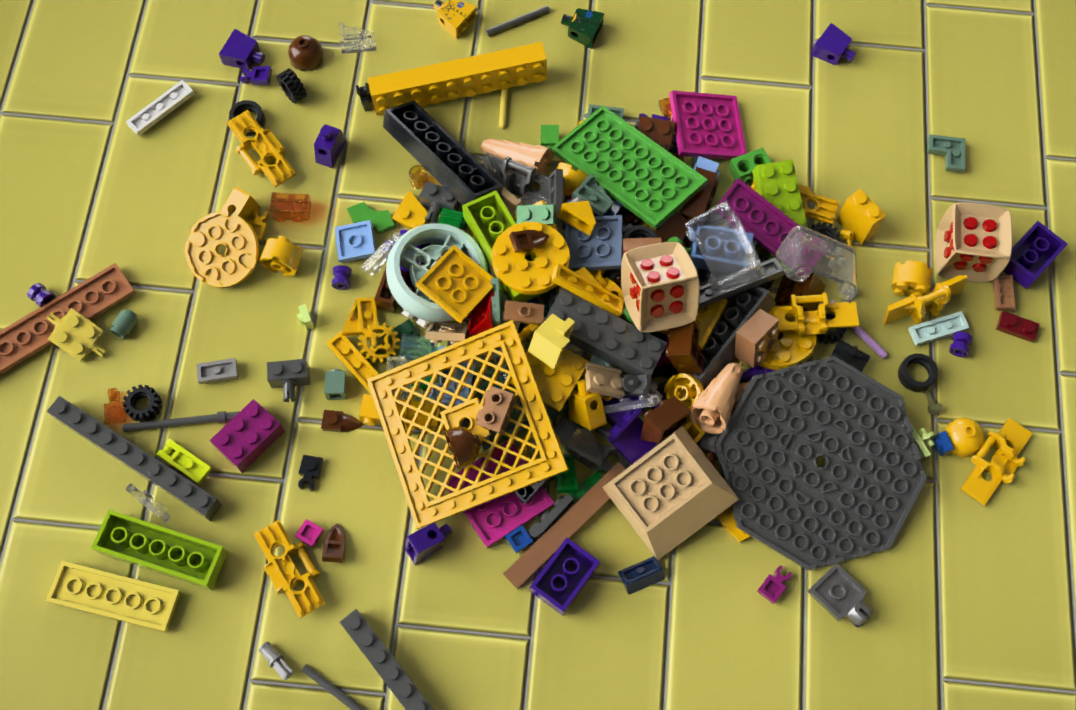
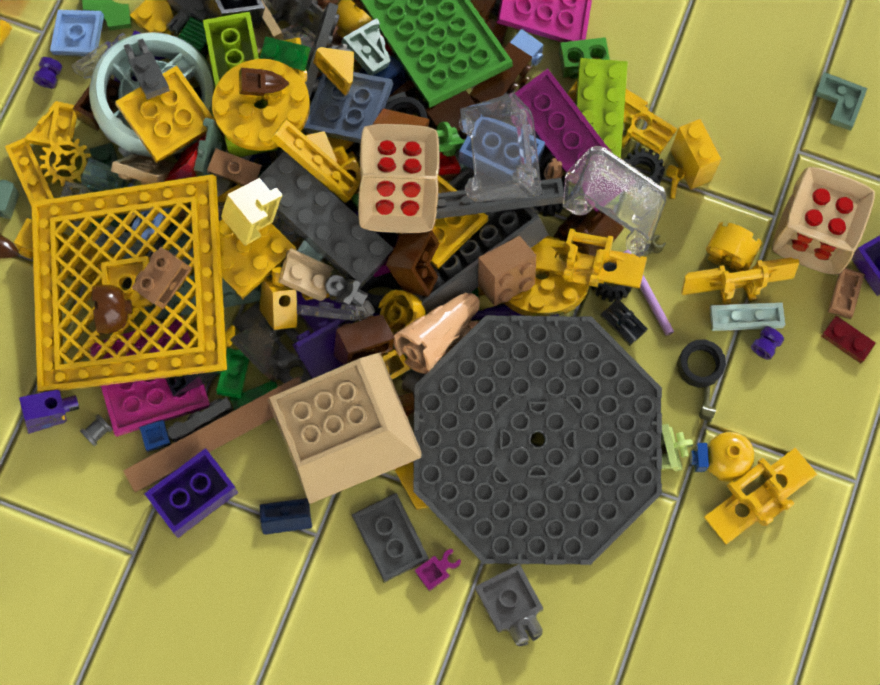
camera: 15 degrees right, 5 degrees up
(432, 253) = (146, 71): none -> dark grey hinge
(470, 547) = (96, 430): none -> dark grey bush
(728, 569) = (390, 537): none -> dark grey tile
(764, 253) = (553, 170): none -> medium nougat axle

